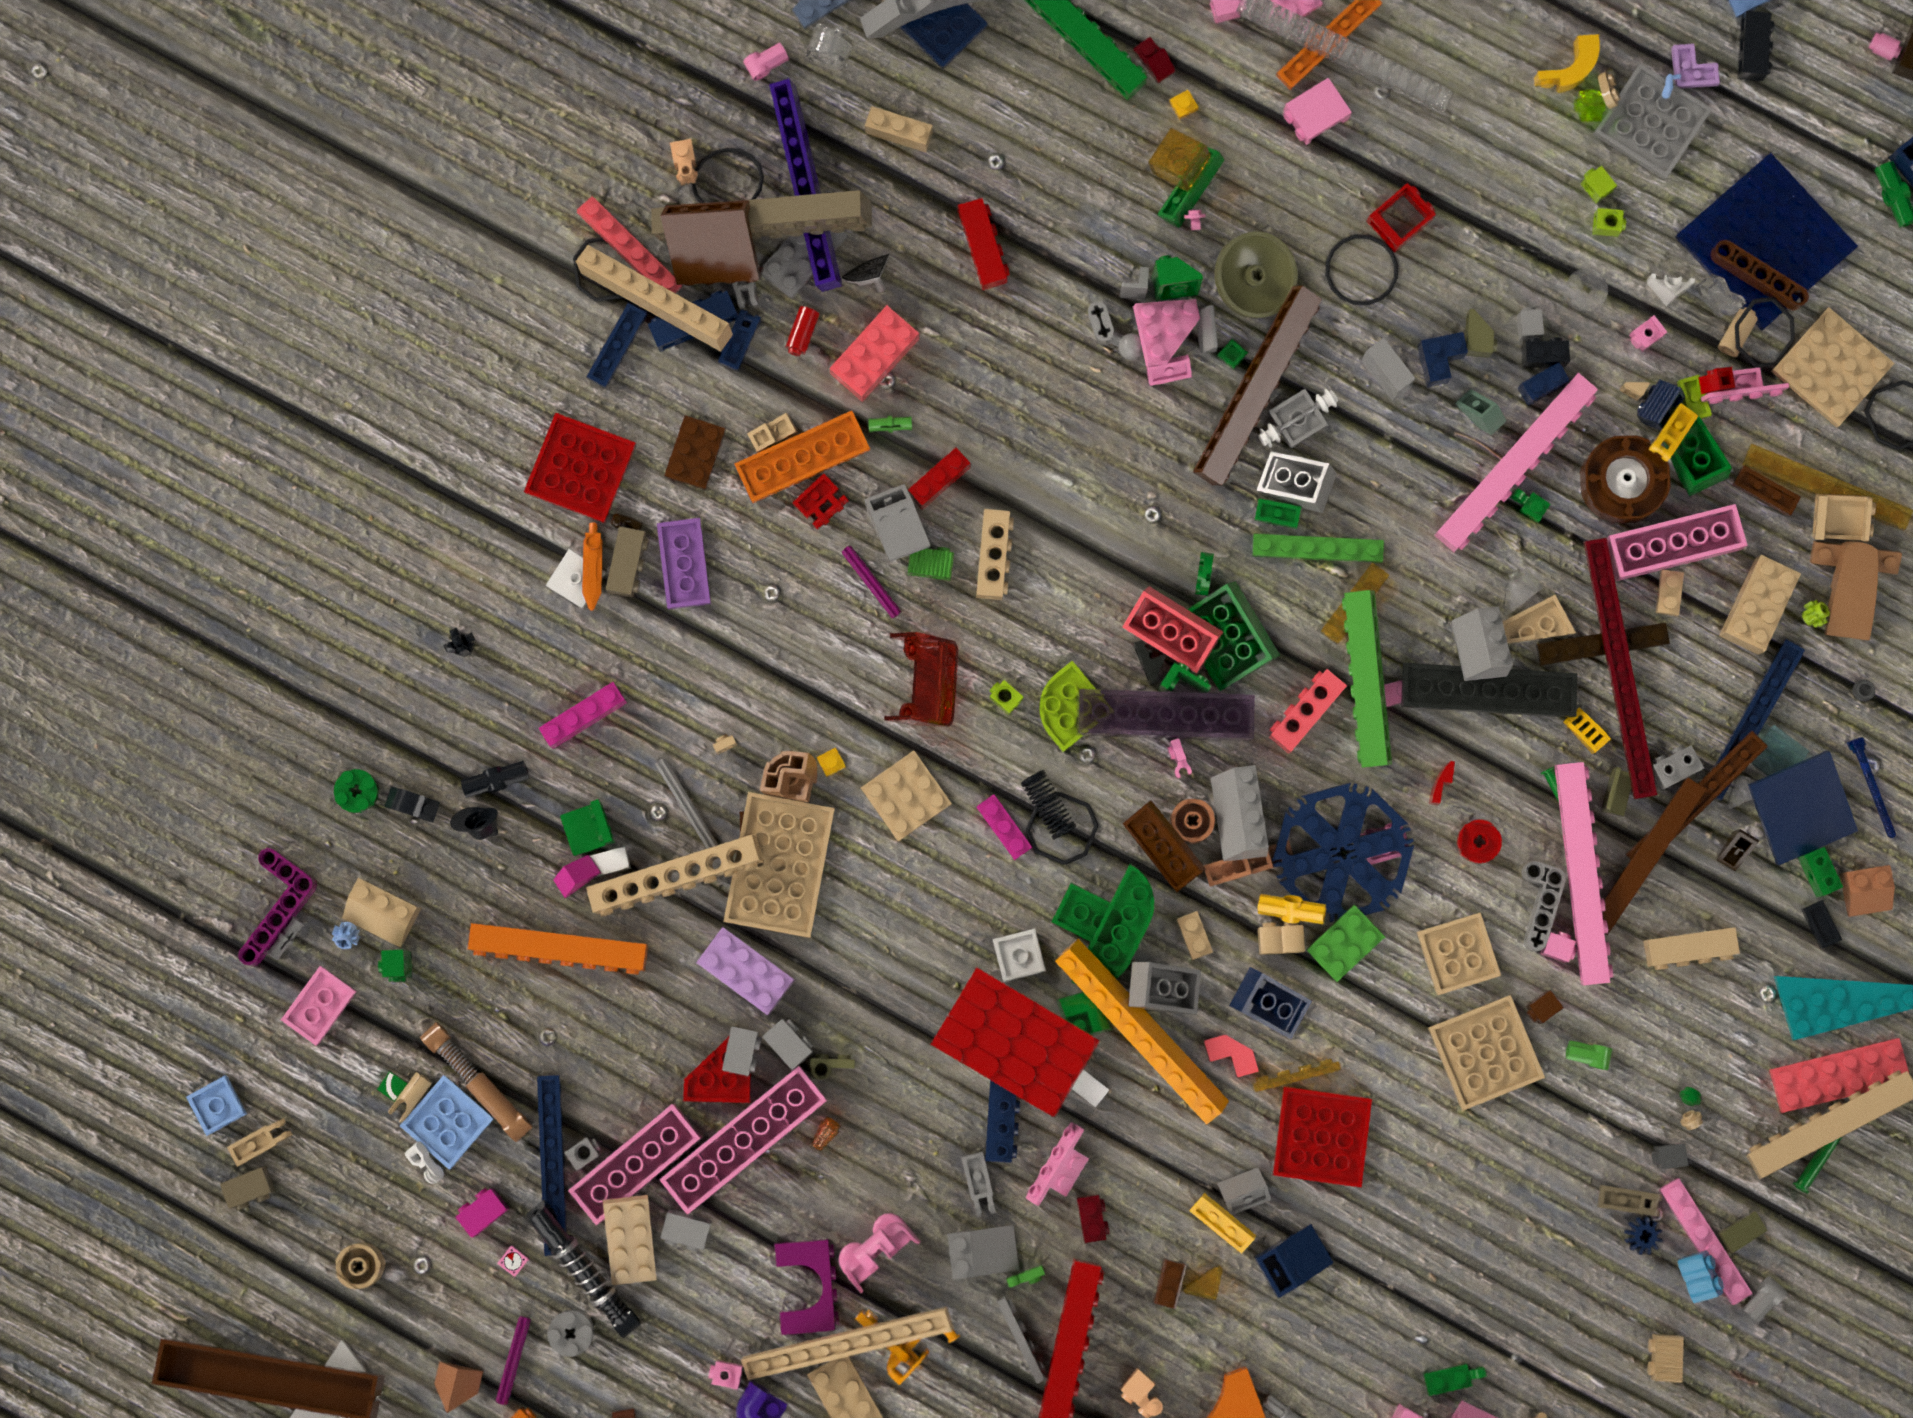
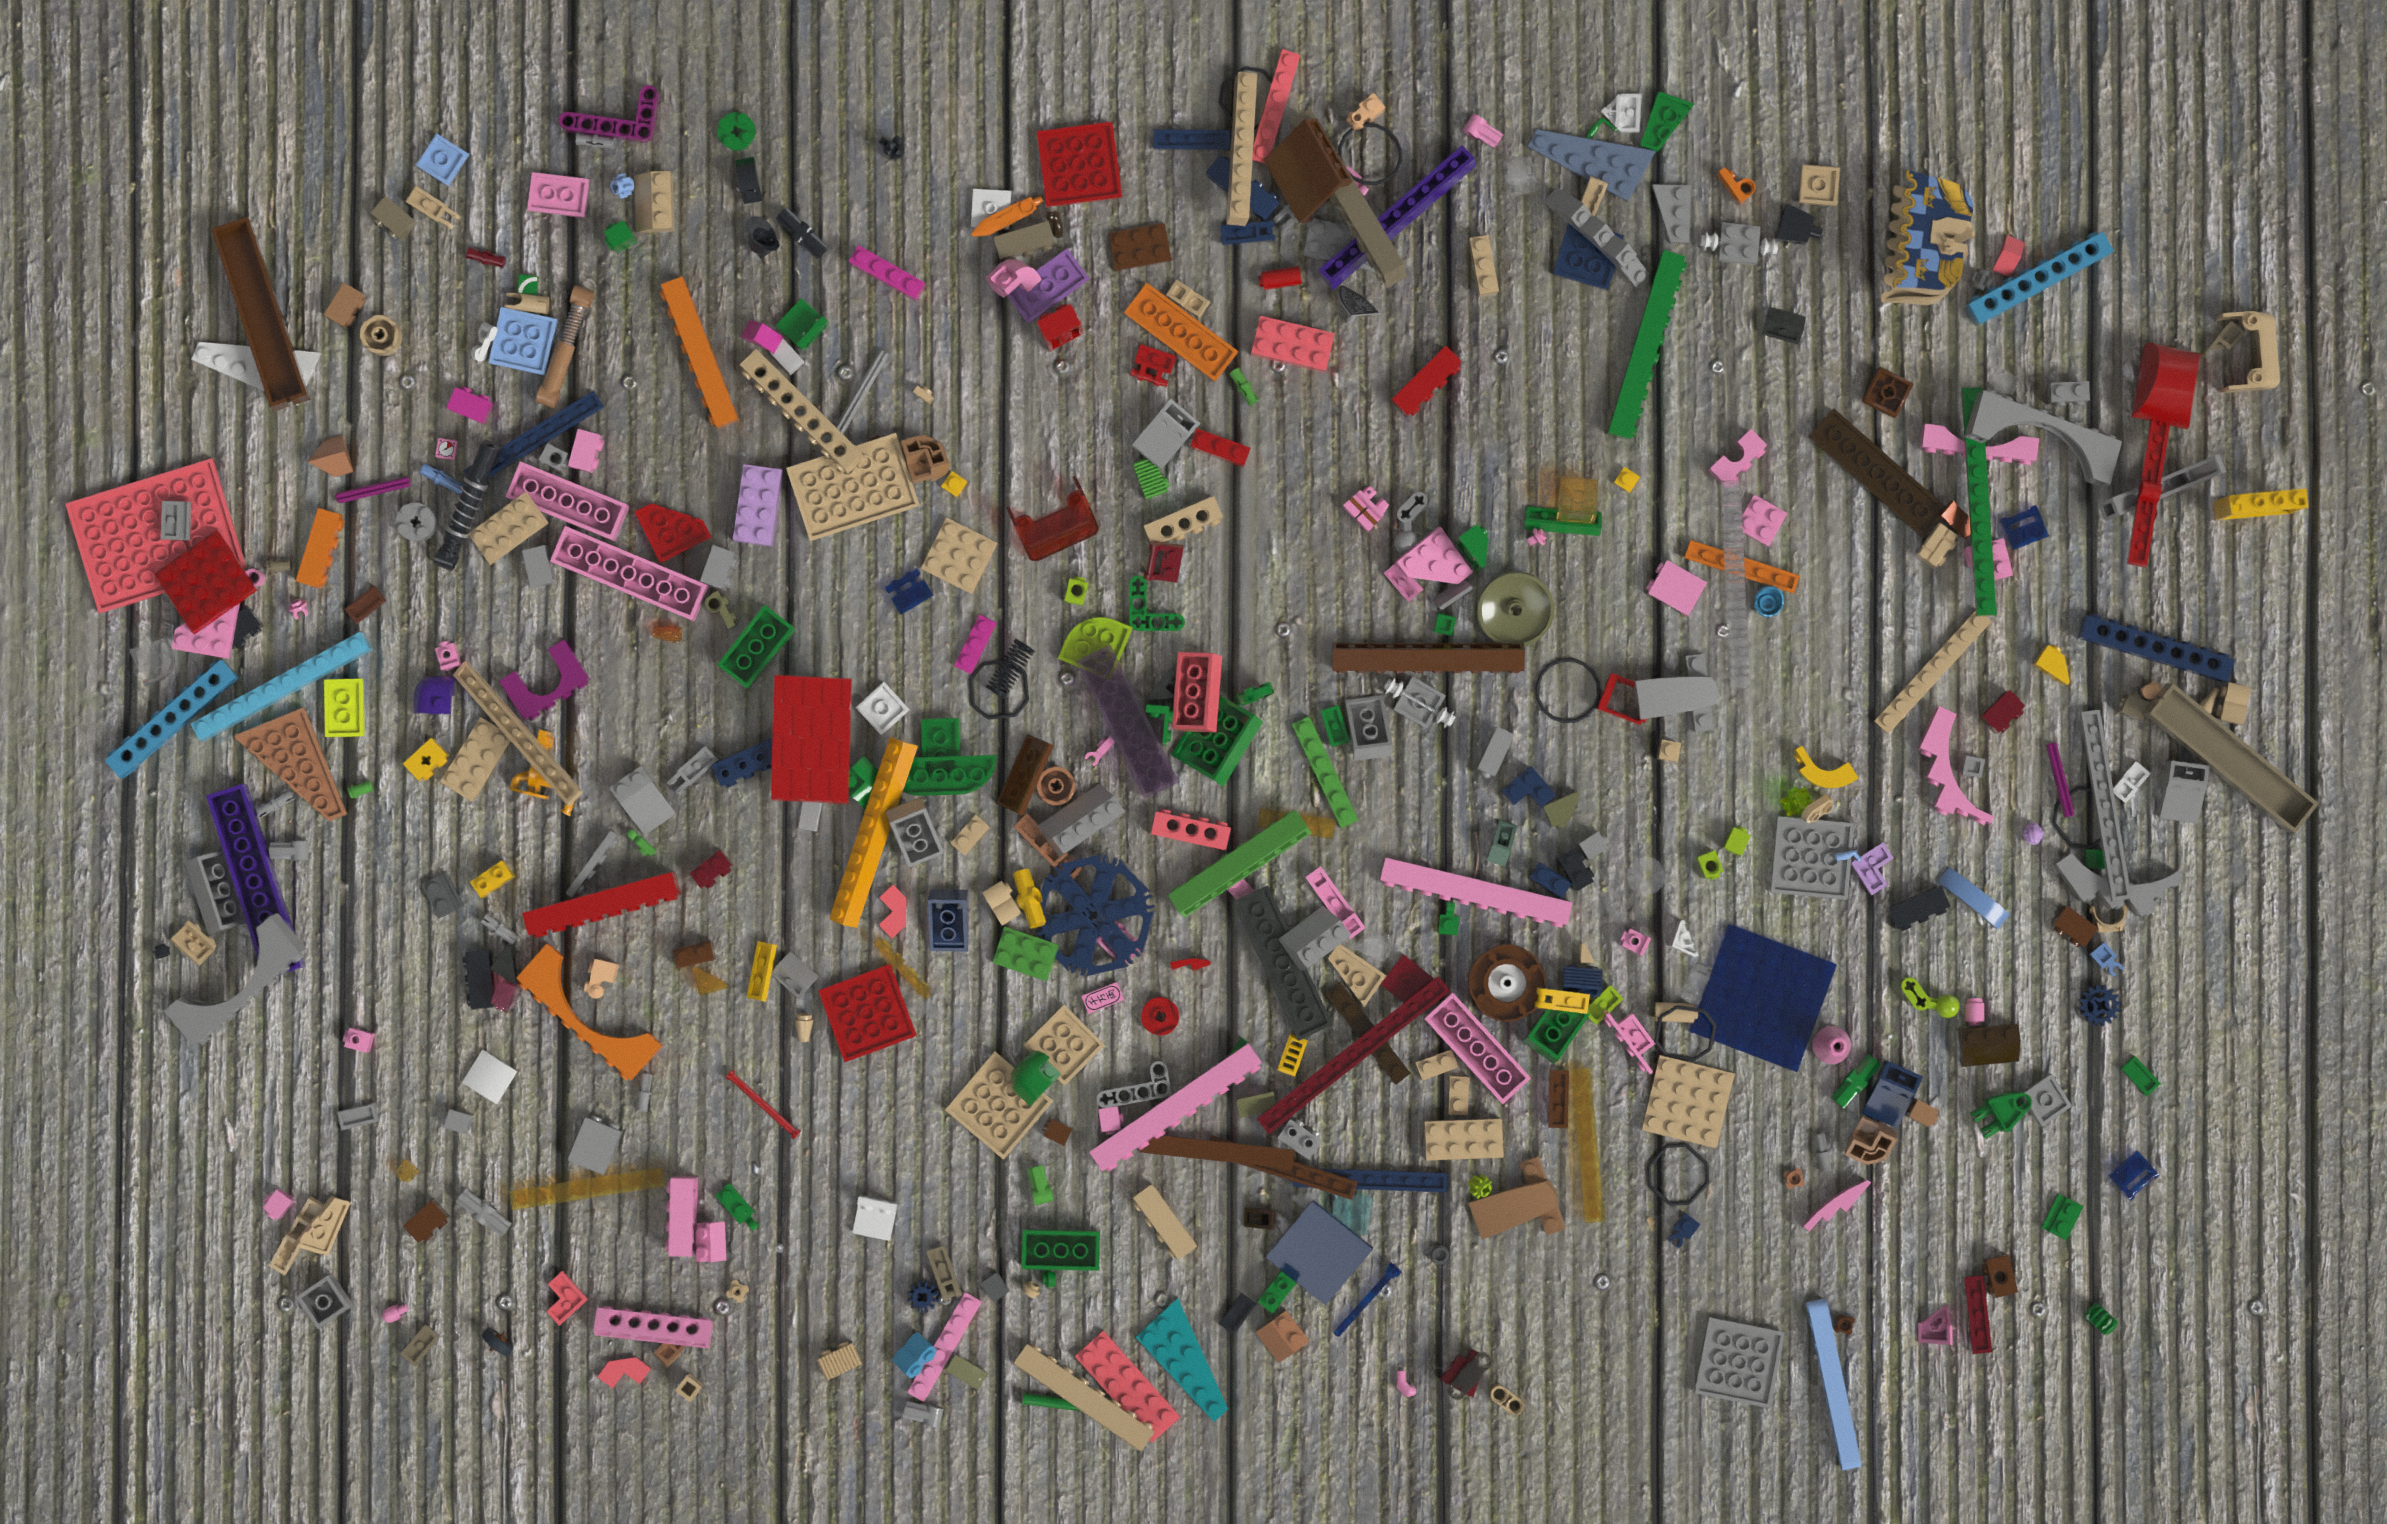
camera: 55 degrees right, 5 degrees up
(309, 1286) = (345, 305): none -> medium nougat brick
(340, 1114) = (485, 257): none -> dark red pin
(539, 1283) = (441, 478): none -> medium blue pin
(594, 1117) = (585, 451): none -> bright pink brick
(653, 592) = (1010, 274): none -> bright pink brick
(732, 568) = (1059, 326): none -> red brick
(741, 1051) = (694, 535): light grey brick -> none
(871, 582) = (1111, 439): magenta axle -> none
(888, 1049) = (756, 647): none -> green brick
(889, 1236) = (615, 723): bright pink piece -> none
(922, 865) = (912, 596): none -> clear blue plate
(1028, 589) = (1169, 563): none -> dark red plate
(1061, 643) = (1142, 612): none -> green beam
(1061, 1168) = (736, 826): bright pink bracket -> none
(1084, 363) = (1372, 514): none -> bright pink hips
(1135, 290) = (1458, 524): light grey panel -> none
(1154, 59) = (1650, 437): dark red slope -> none
(1293, 1261) = (761, 1039): dark blue slope -> none
(1301, 1209) = (803, 1026): none -> tan cone
(1360, 1295) = (763, 1104): none -> red bar
(1377, 30) = (1768, 601): none -> dark azure hair
(1426, 162) = (1680, 695): none -> light grey slope
(1430, 889) = (1102, 997): none -> bright pink tile
(1452, 607) = (1334, 901): none -> bright pink slope
(1474, 202) = (1668, 751): none -> tan brick
(1477, 1000) = (1033, 1076): none -> green brick
(1536, 1241) = (874, 1217): none -> white bracket
(1568, 577) = (1405, 979): none -> dark red plate
(1668, 1067) = (1061, 1249): none -> green brick
(1711, 587) = (1458, 1095): none -> tan plate
(1717, 380) = (1623, 1014): red brick -> none
(1770, 275) = (1727, 1014): reddish brown beam -> none
(1843, 517) = (1568, 1168): tan panel -> none
(1849, 198) = (1824, 1045): none -> bright pink cone
(1865, 70) = (1945, 1006): none -> lime beam

